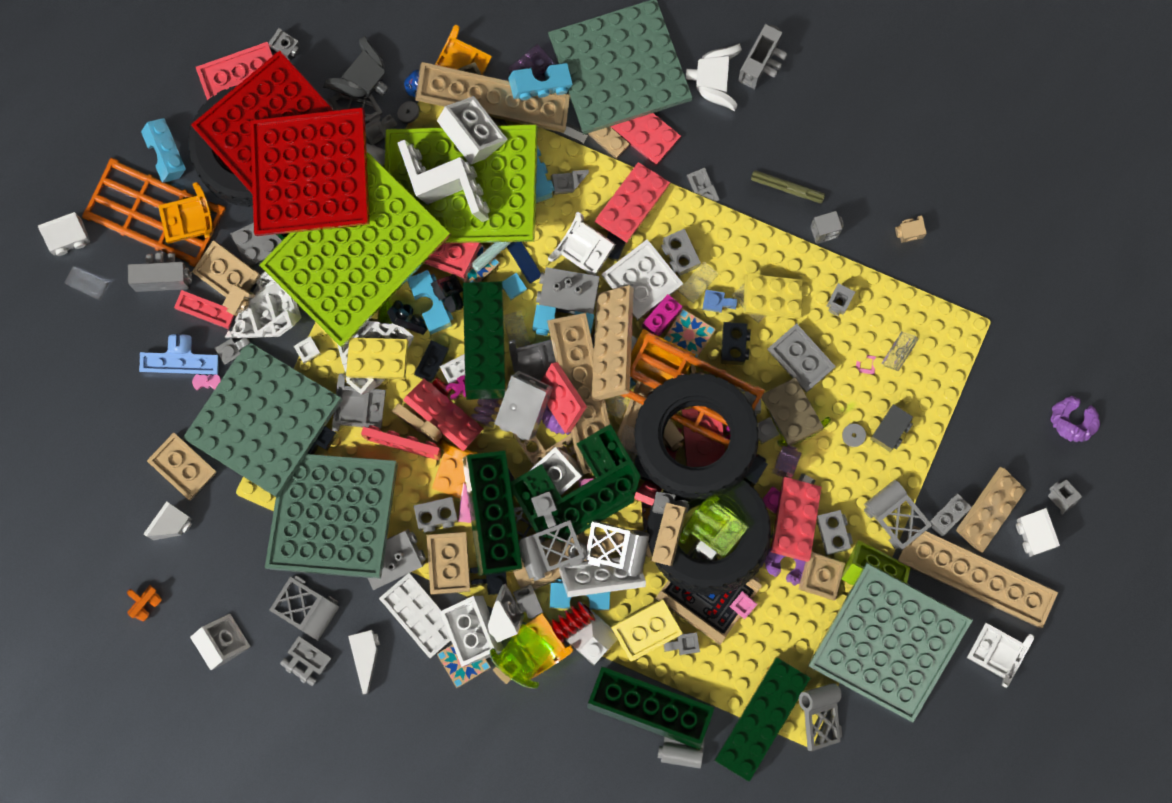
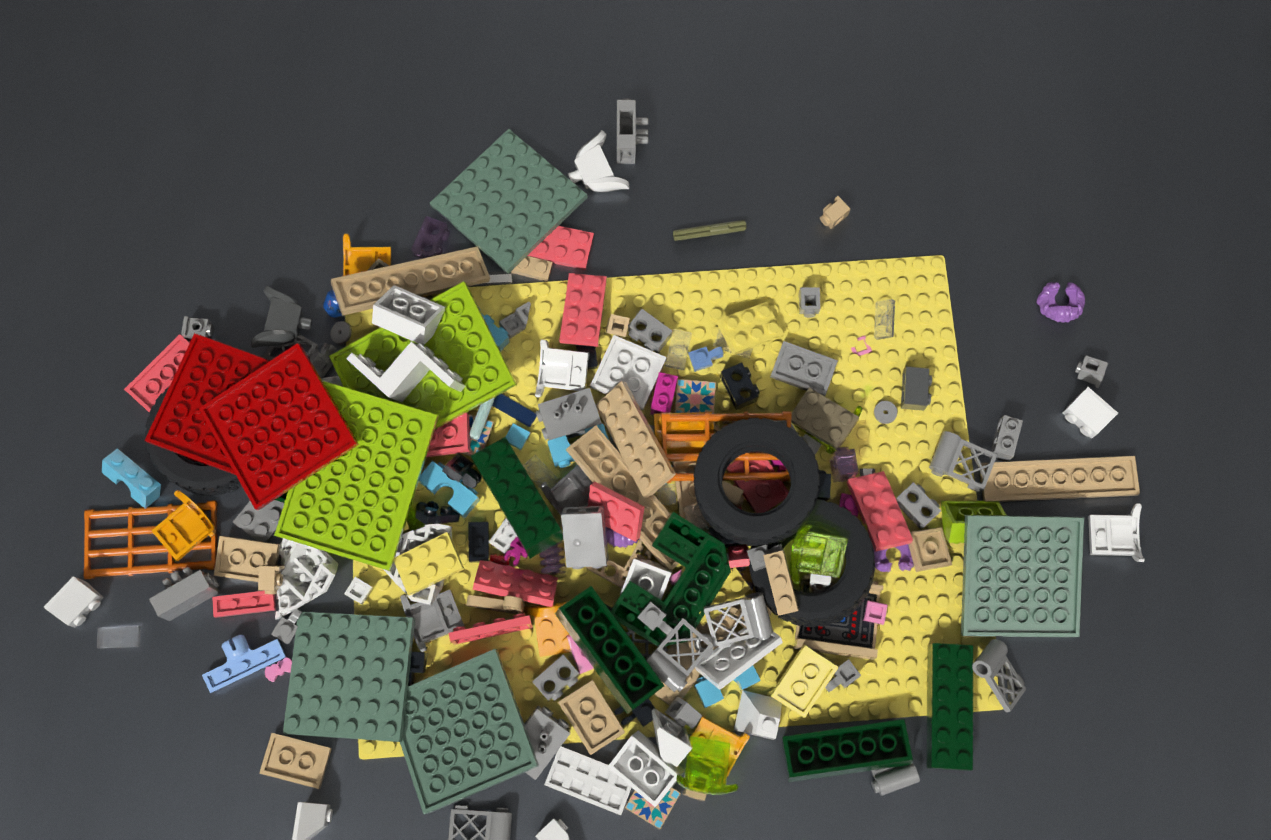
camera: 30 degrees left, 5 degrees down
(526, 86) = (435, 255): medium azure arch -> none
(572, 621) = (733, 710): red piece -> none
(654, 233) = (617, 325): none -> tan brick
(702, 185) = (634, 265): light grey slope -> none
(826, 227) = (763, 246): light grey brick -> none
(991, 509) = (1038, 415): tan plate -> none

